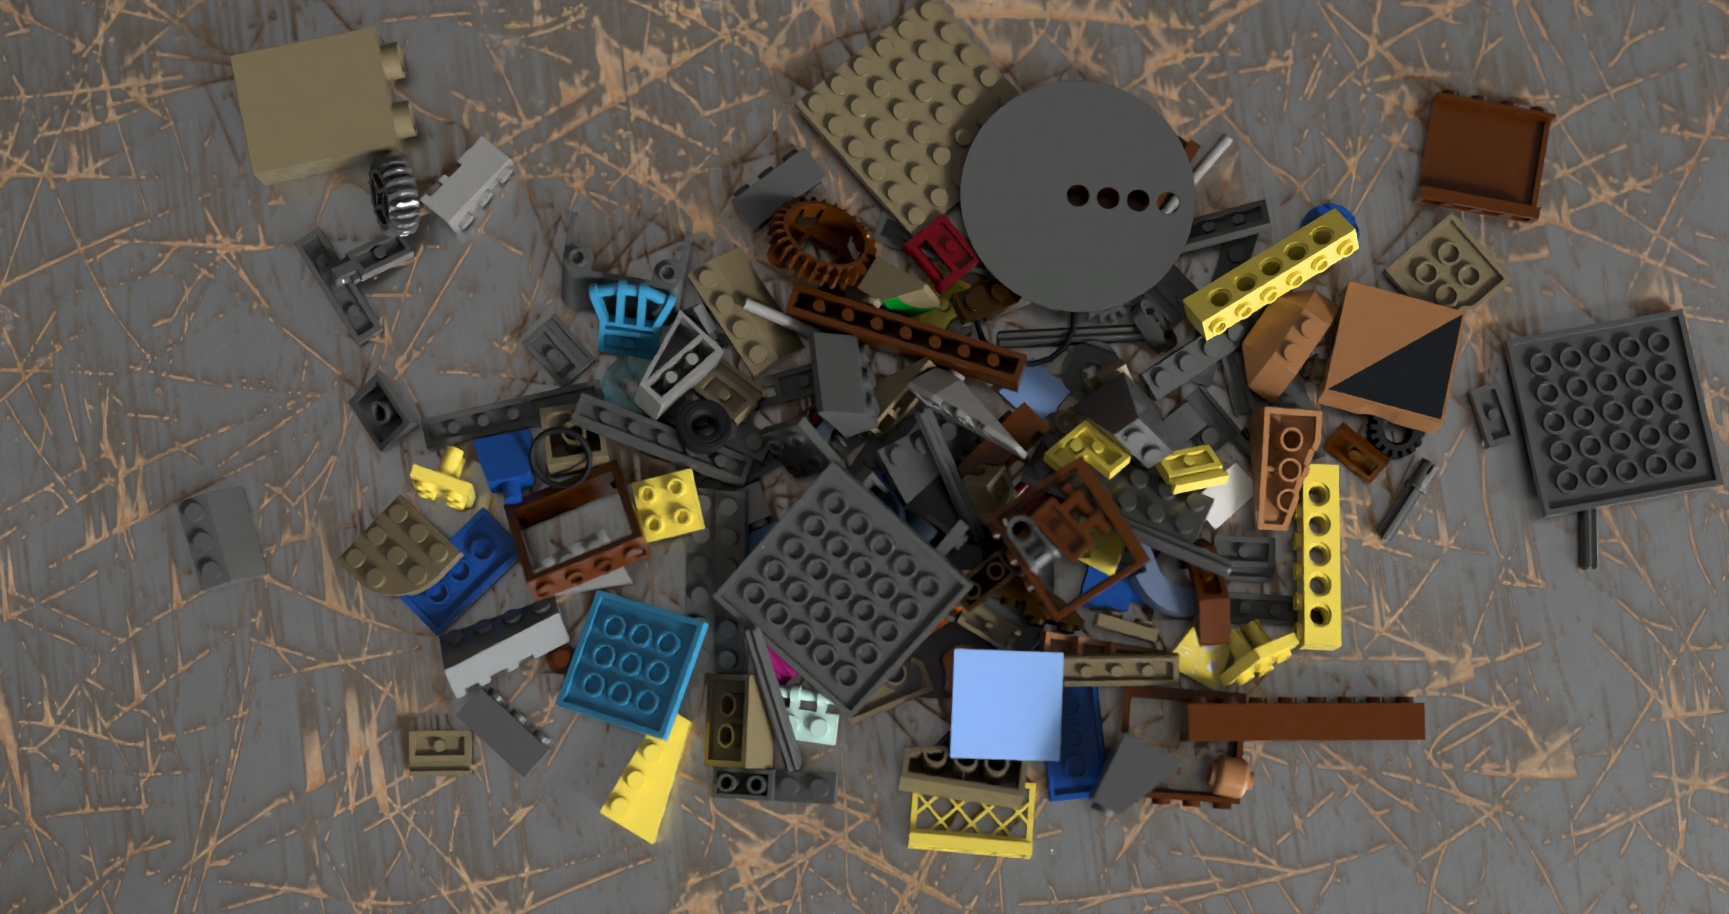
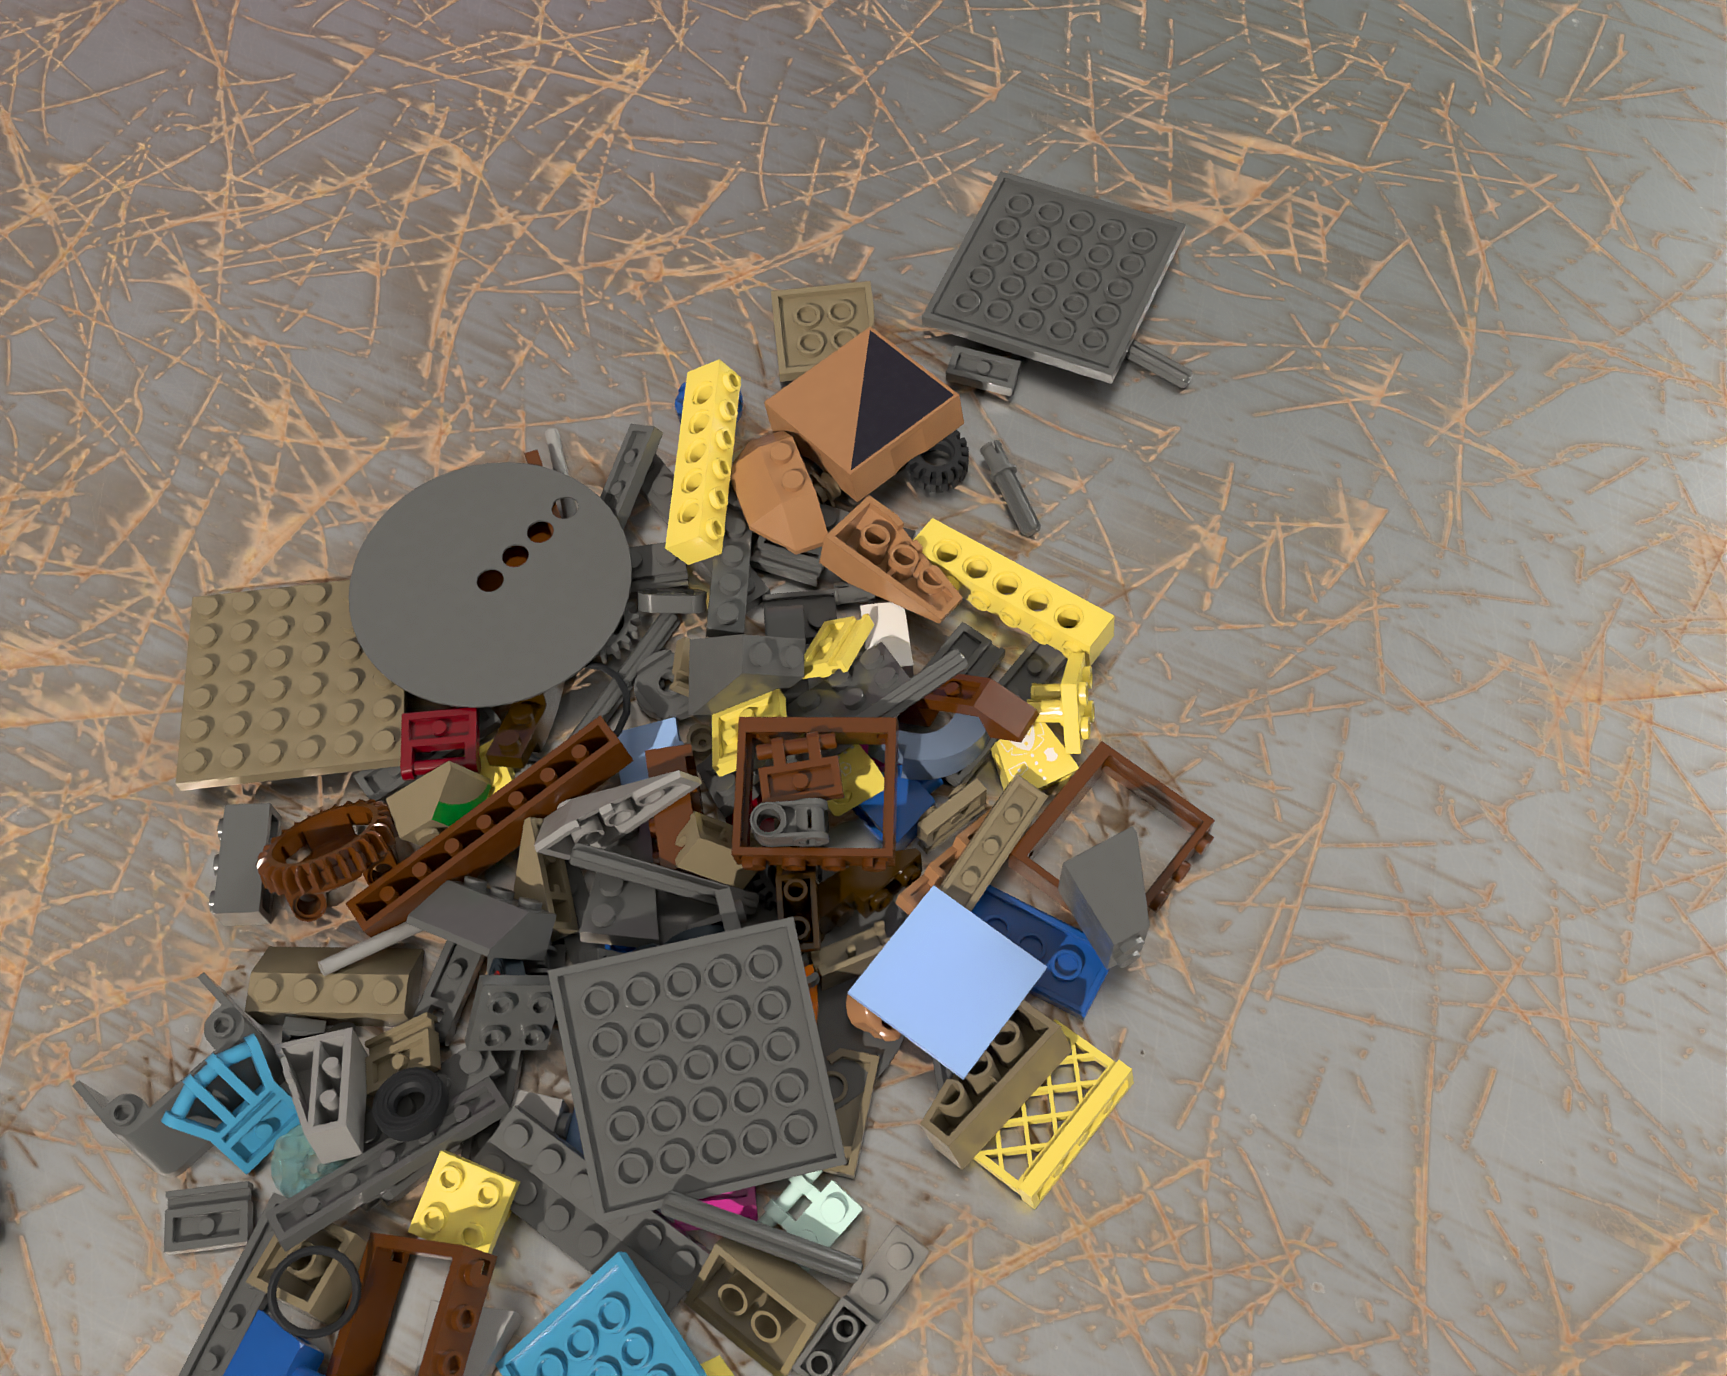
camera: 45 degrees left, 20 degrees down
(1229, 776) = (1178, 806): medium nougat head -> none
(1301, 721) = (1163, 709): reddish brown brick -> none
(1356, 452) = (932, 500): reddish brown plate -> none
(1483, 156) = (742, 242): reddish brown panel -> none

